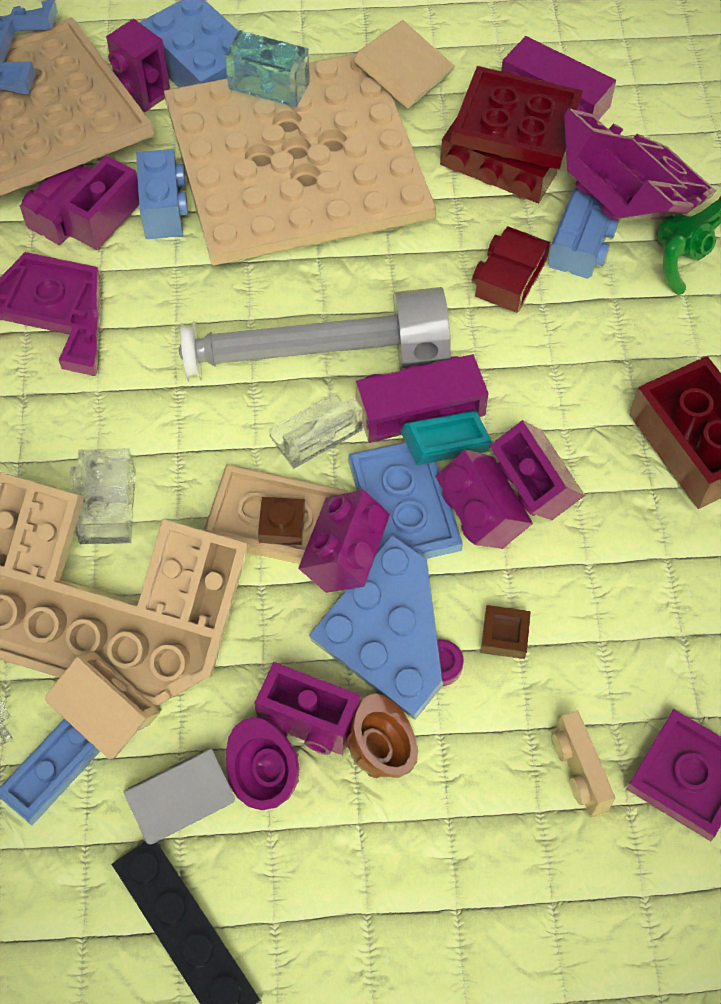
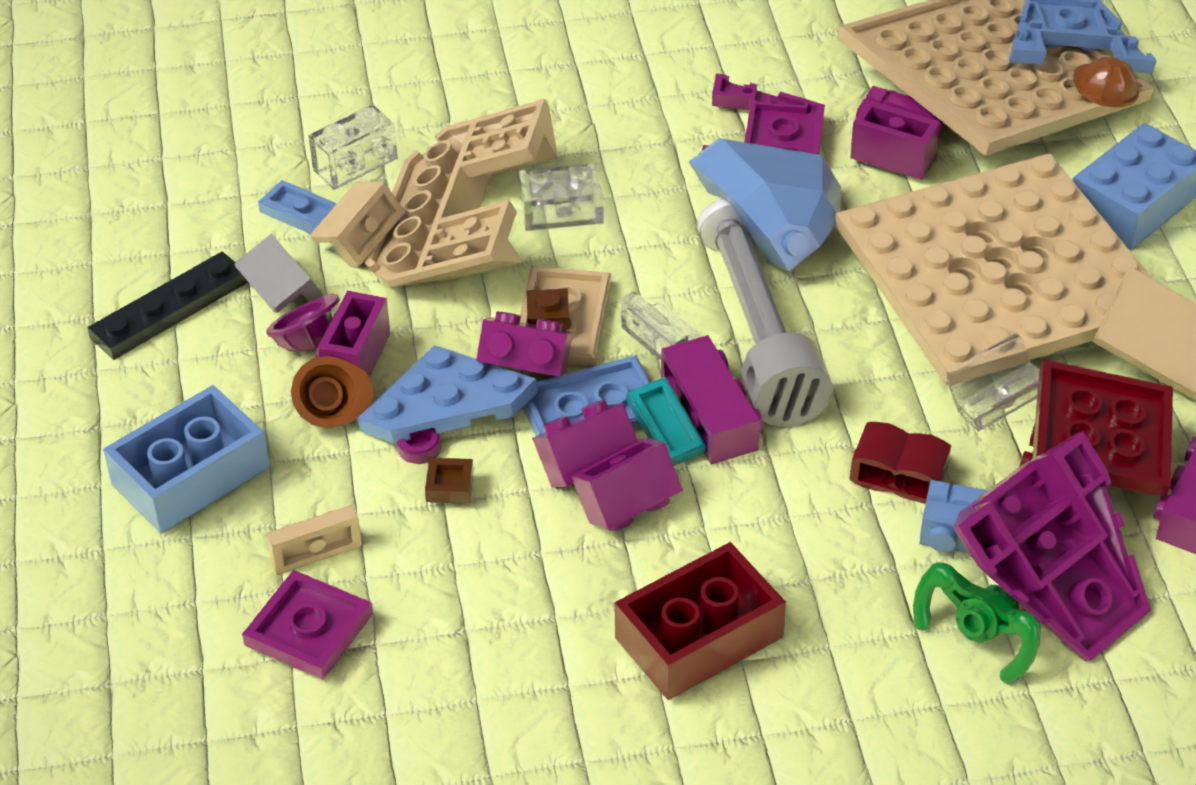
camera: 85 degrees right, 15 degrees down
(67, 39) = (1107, 82): none -> dark orange piece
(139, 63) = (1085, 129): magenta brick -> none
(159, 193) = (921, 170): medium blue brick -> none
(176, 294) = (778, 194): none -> medium blue brick
(267, 68) = (1082, 205): clear light blue brick -> none
(442, 185) = (994, 383): none -> clear panel
(473, 894) = (186, 458): none -> medium blue brick

